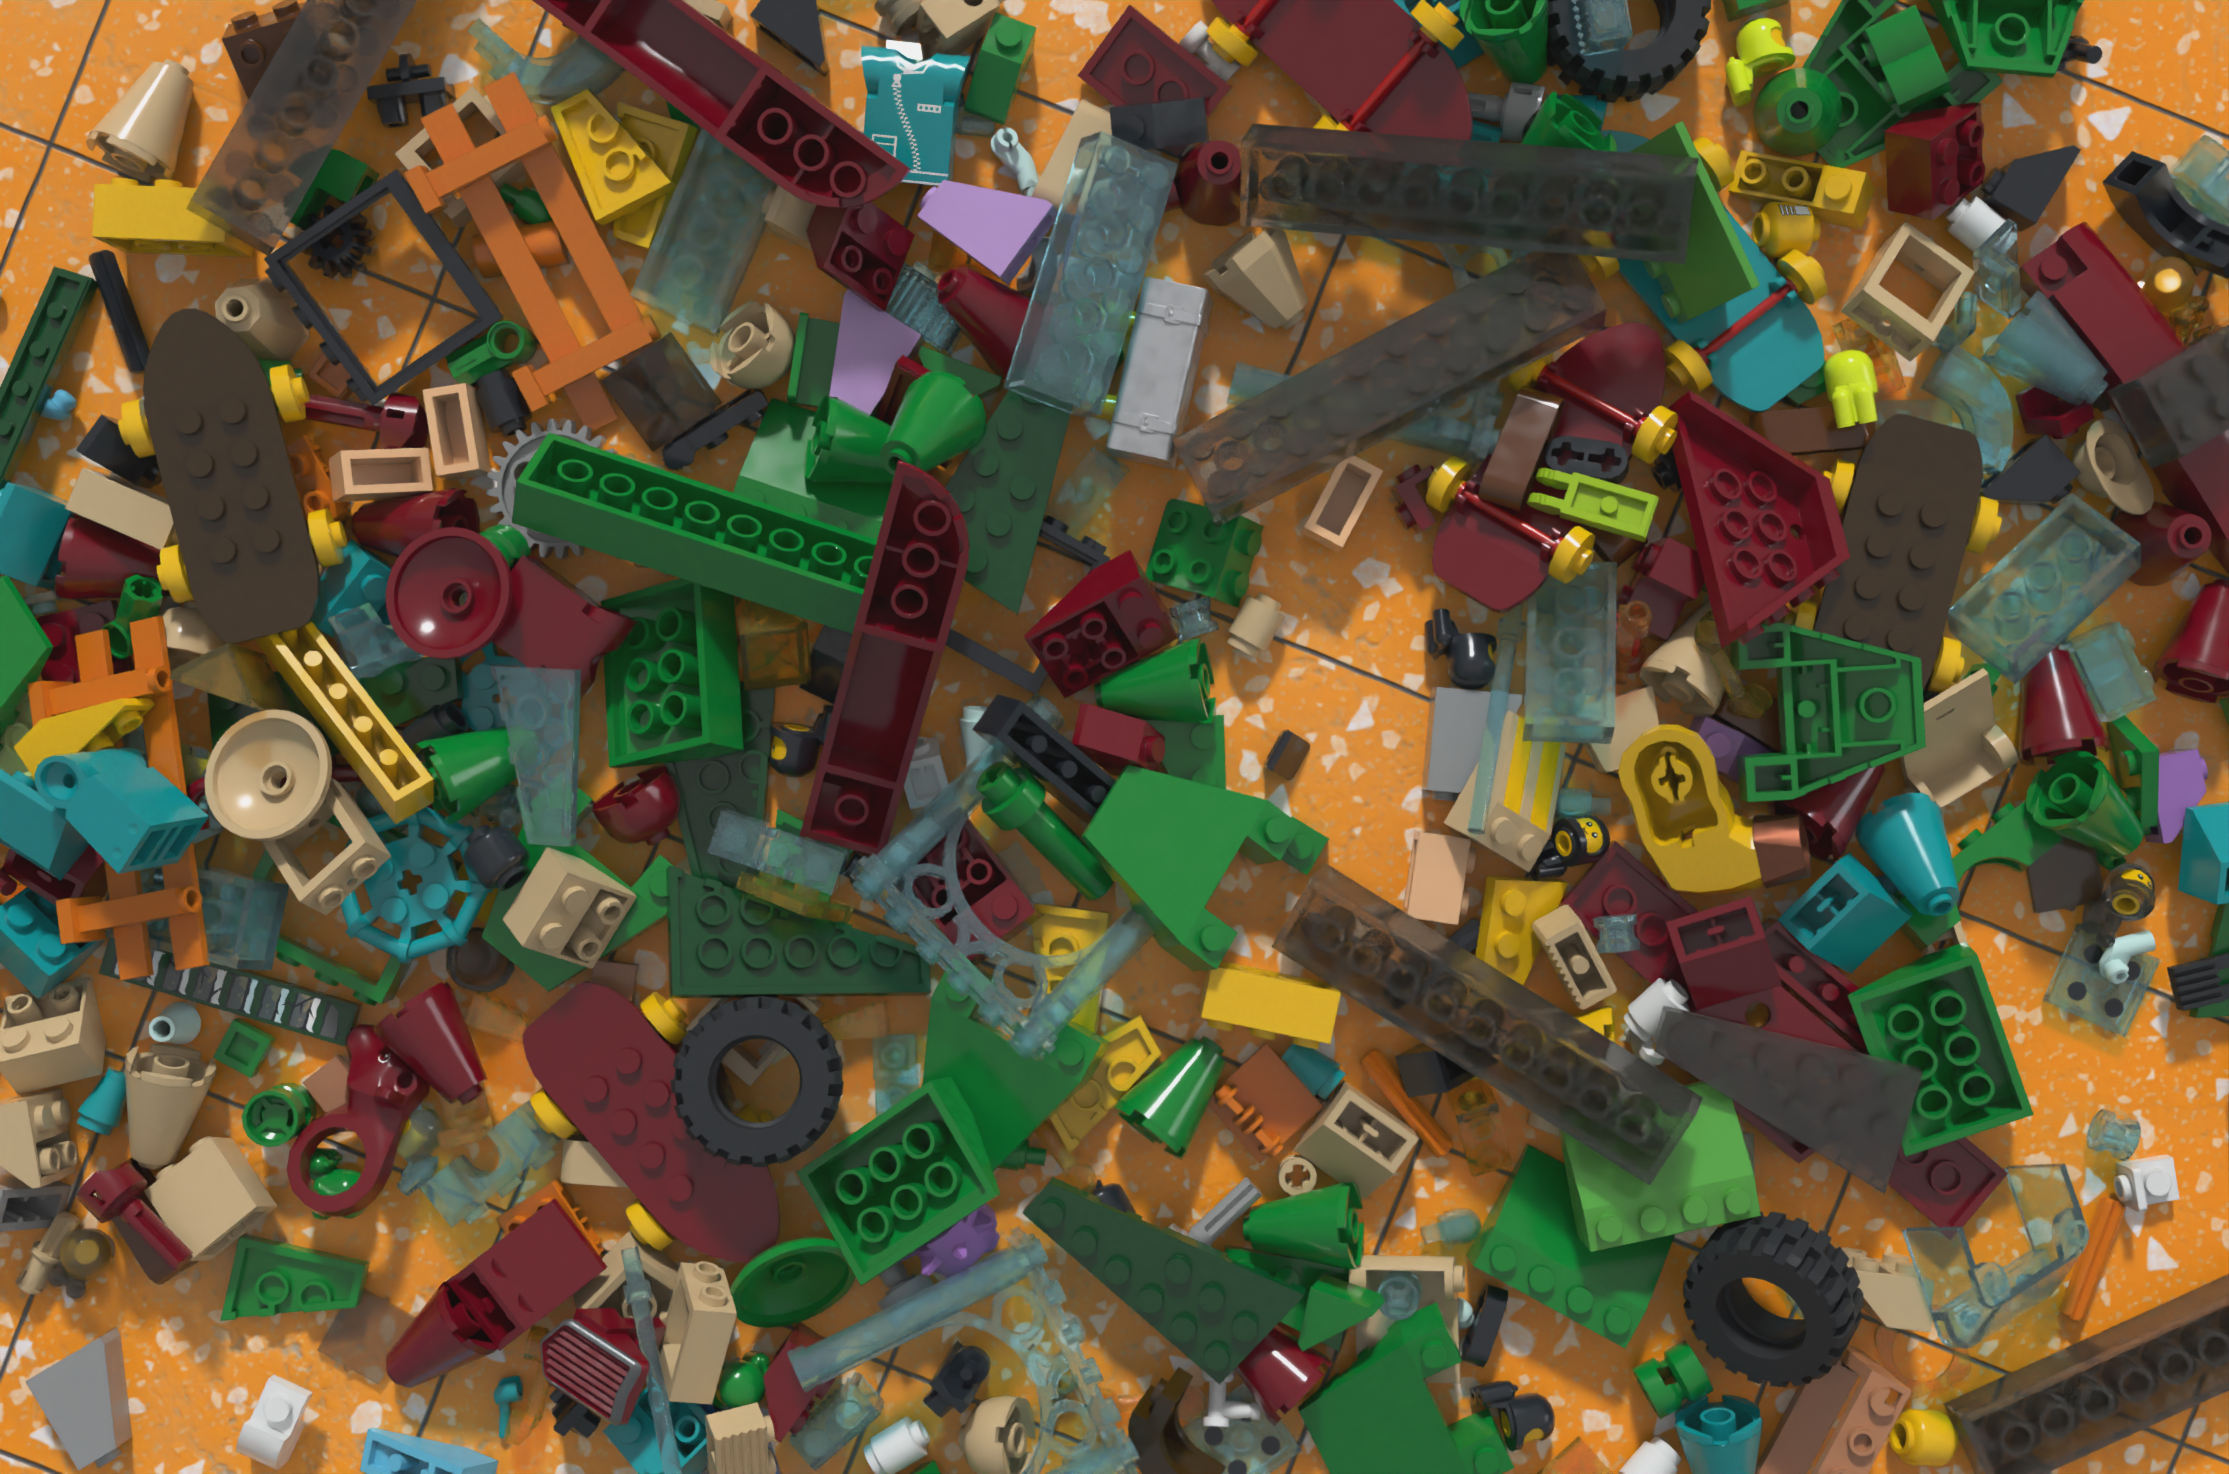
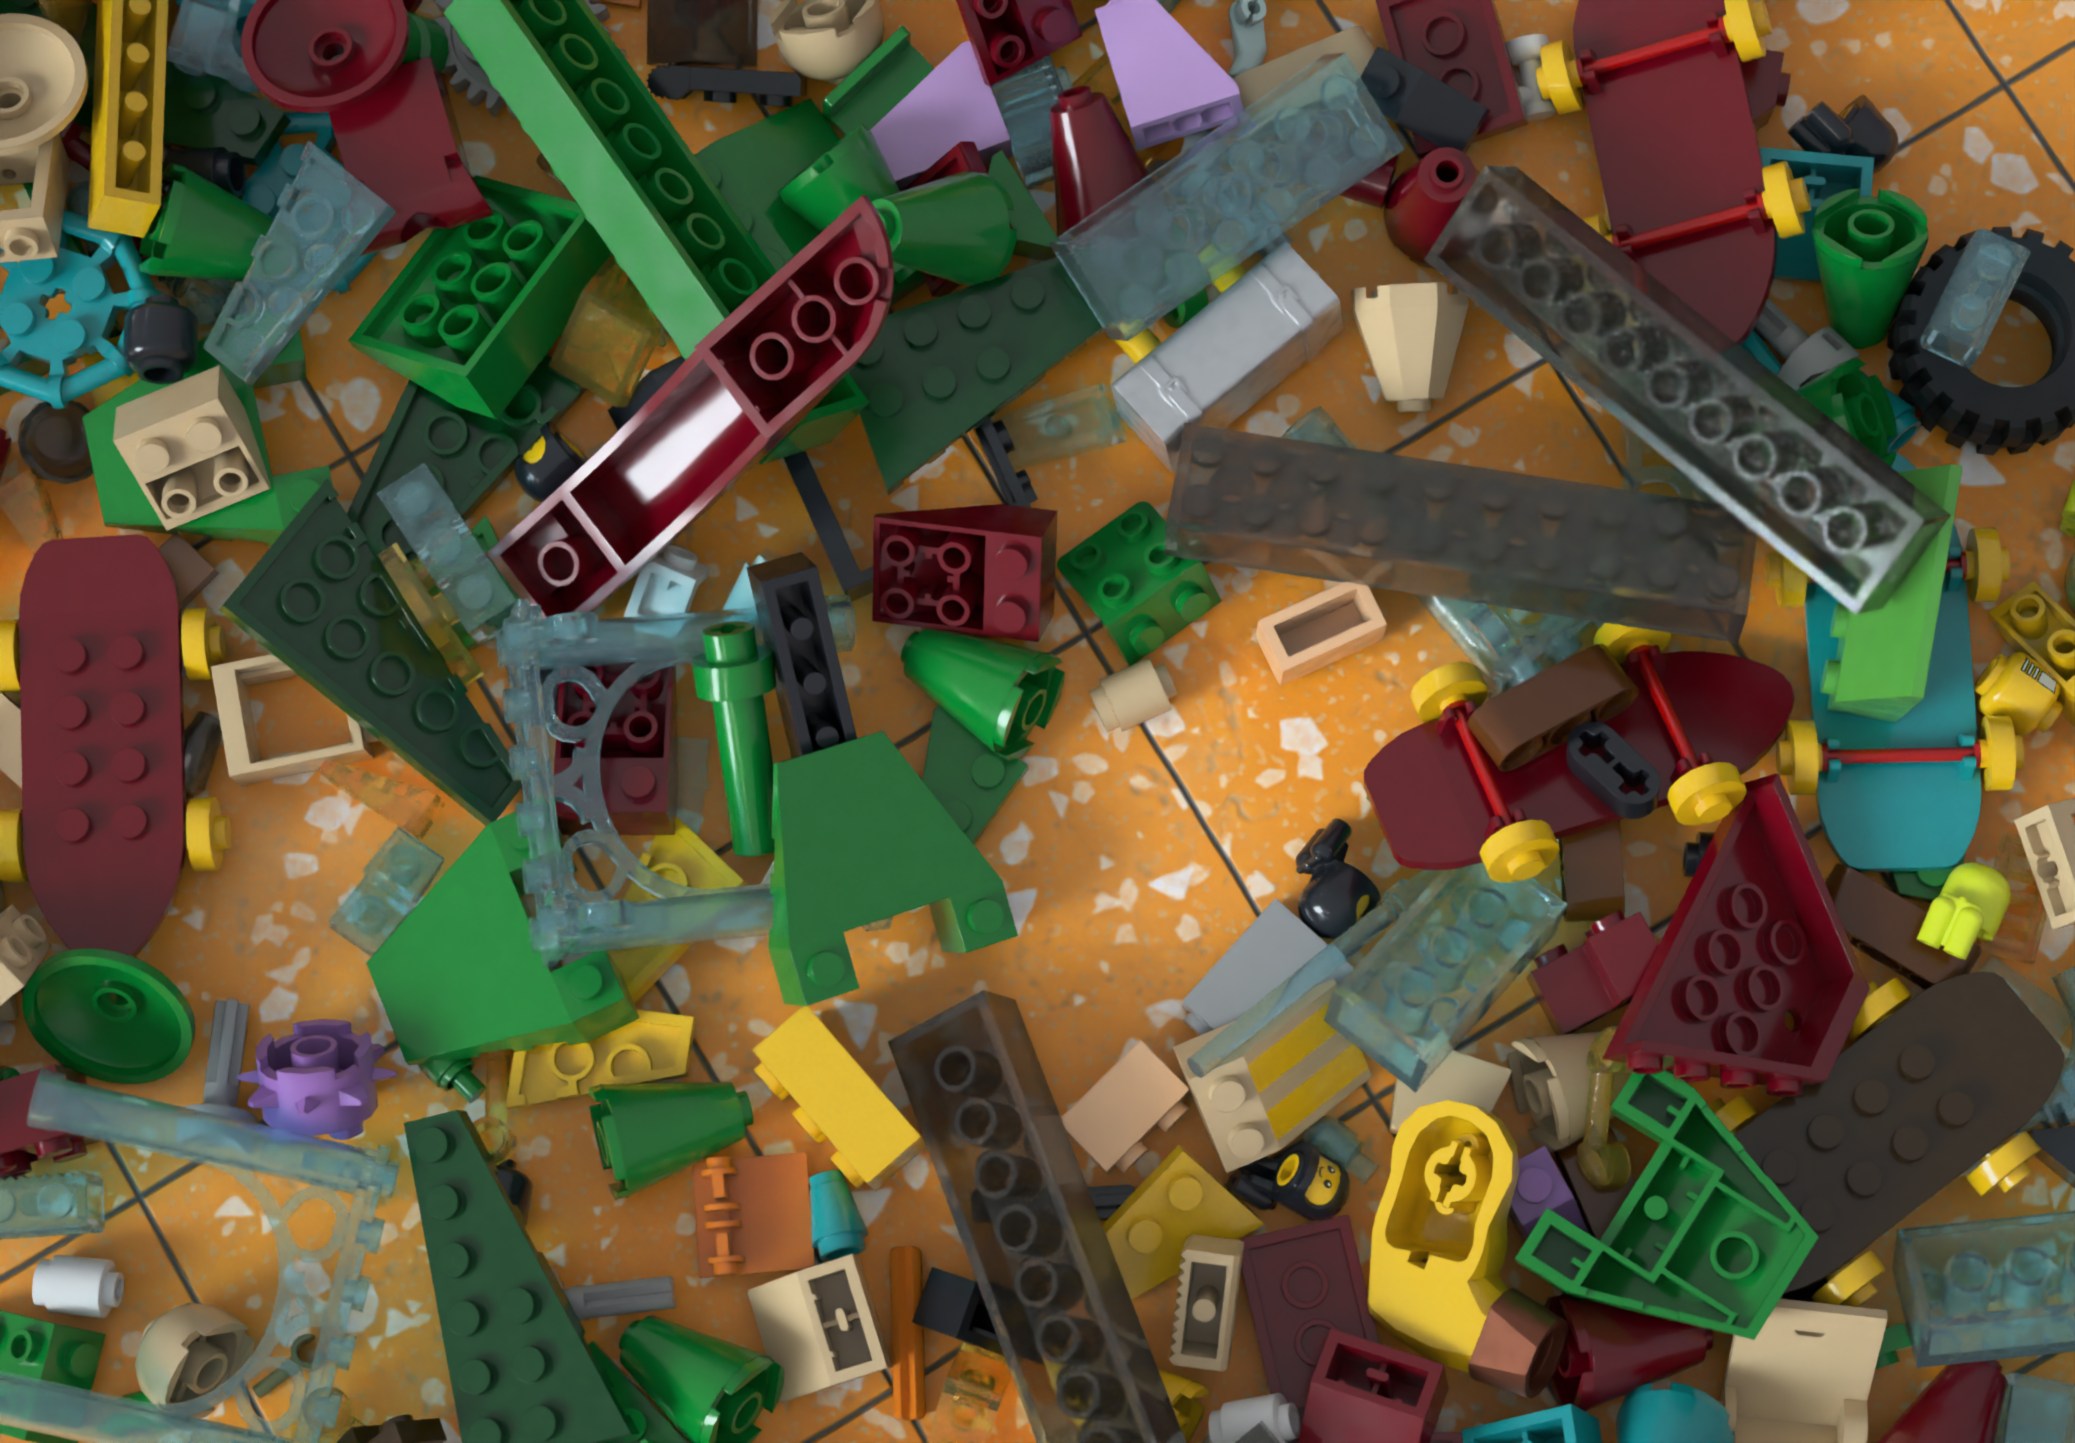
camera: 50 degrees right, 10 degrees down
(641, 808) = (347, 409): dark red cylinder -> none
(698, 1092) = (198, 703): black tyre -> none
(902, 1178) = (308, 983): green slope -> none
(957, 1379) = (197, 1255): black hips -> none
(1117, 740) = (891, 698): dark red slope -> none
(1193, 619) = (1073, 639): clear light blue wheel -> none
(1286, 1166) = (727, 1303): tan bush -> none
(1287, 754) = (1063, 858): slope -> none
(1304, 848) = (1005, 967): green plate -> none
(1412, 508) = (1392, 695): dark red bracket -> none
(1596, 503) = (1588, 818): lime hinge -> none
(1616, 933) = (1271, 1309): clear light blue wheel -> none
(1631, 626) = (1519, 997): clear orange piece -> none

